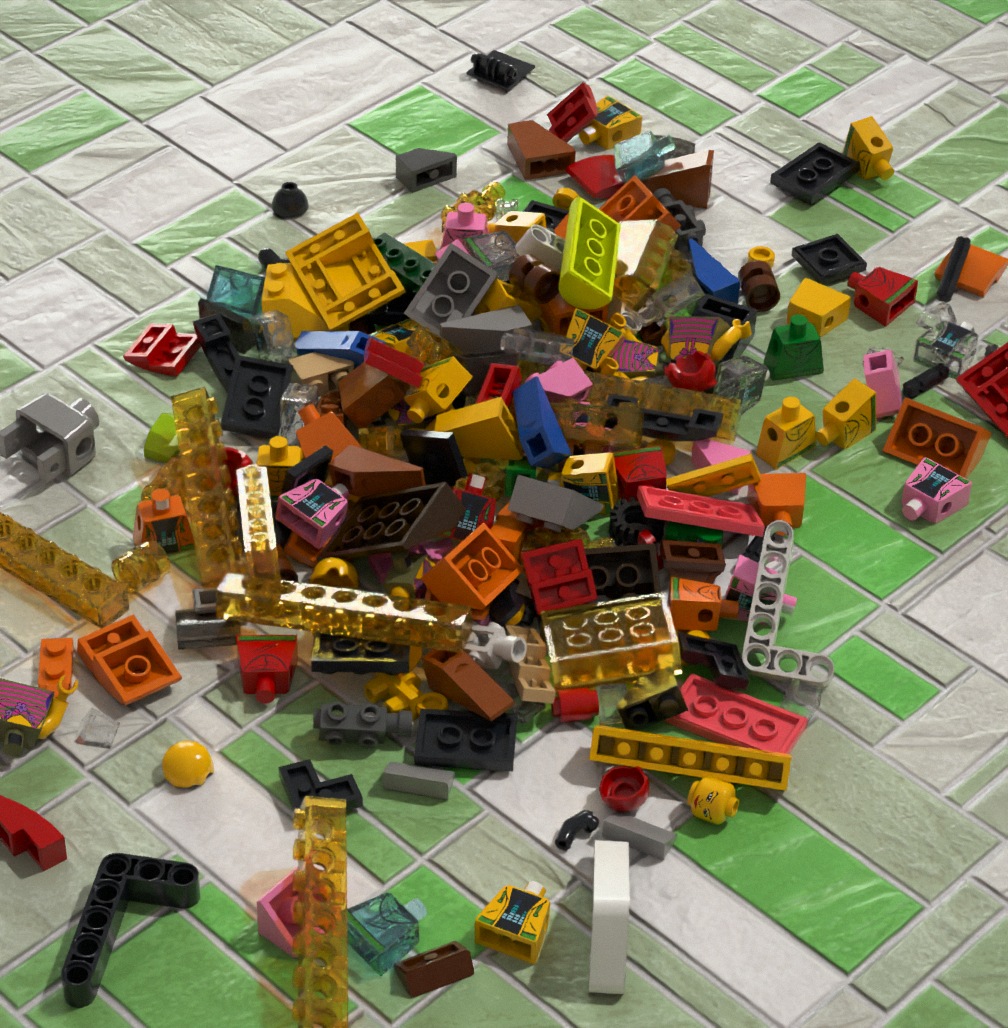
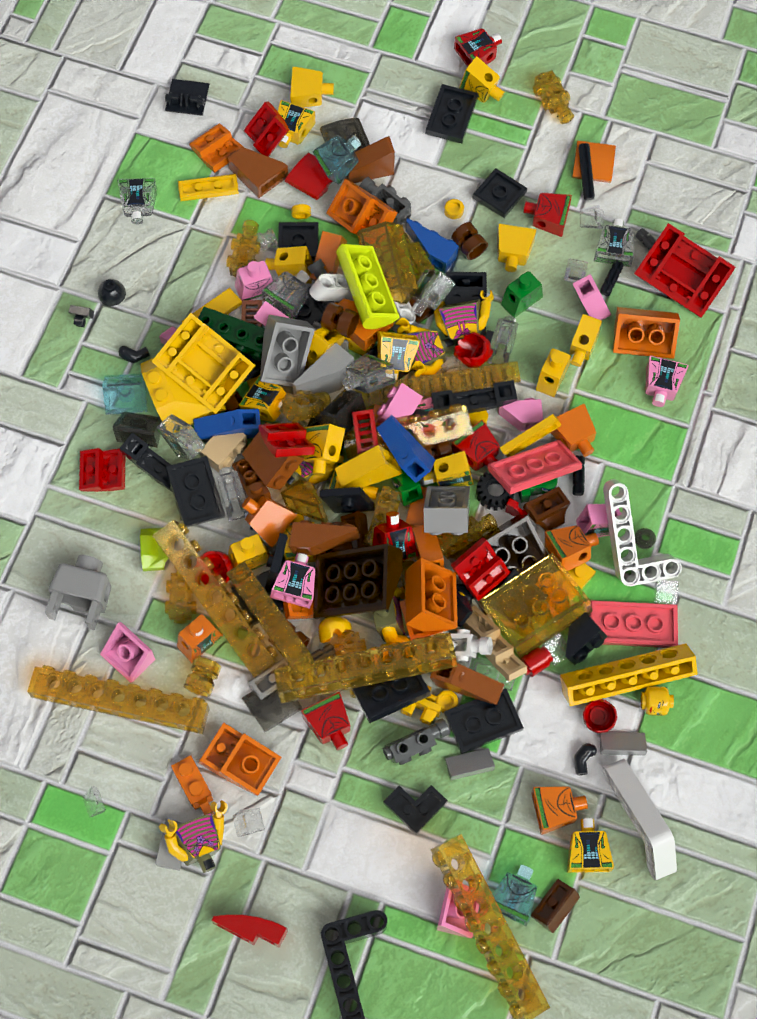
camera: 25 degrees left, 25 degrees up
(69, 514) = (127, 653): none -> bright pink slope
(187, 764) = (323, 823): yellow hair -> none
(239, 207) = (81, 314): none -> tile
(380, 131) = (137, 197): none -> torso
(425, 168) = (188, 221): dark grey slope -> none
(473, 151) = (208, 187): none -> yellow tile
(495, 118) = (215, 147): none -> orange slope
(502, 859) = (556, 807): none -> orange torso
(652, 99) = (308, 87): none -> yellow torso
(720, 656) = (607, 583): black plate -> none
(806, 639) = (645, 544): none -> clear smoke plate
(892, 121) = (477, 44): none -> red torso
(956, 194) = (546, 87): none -> clear yellow brick

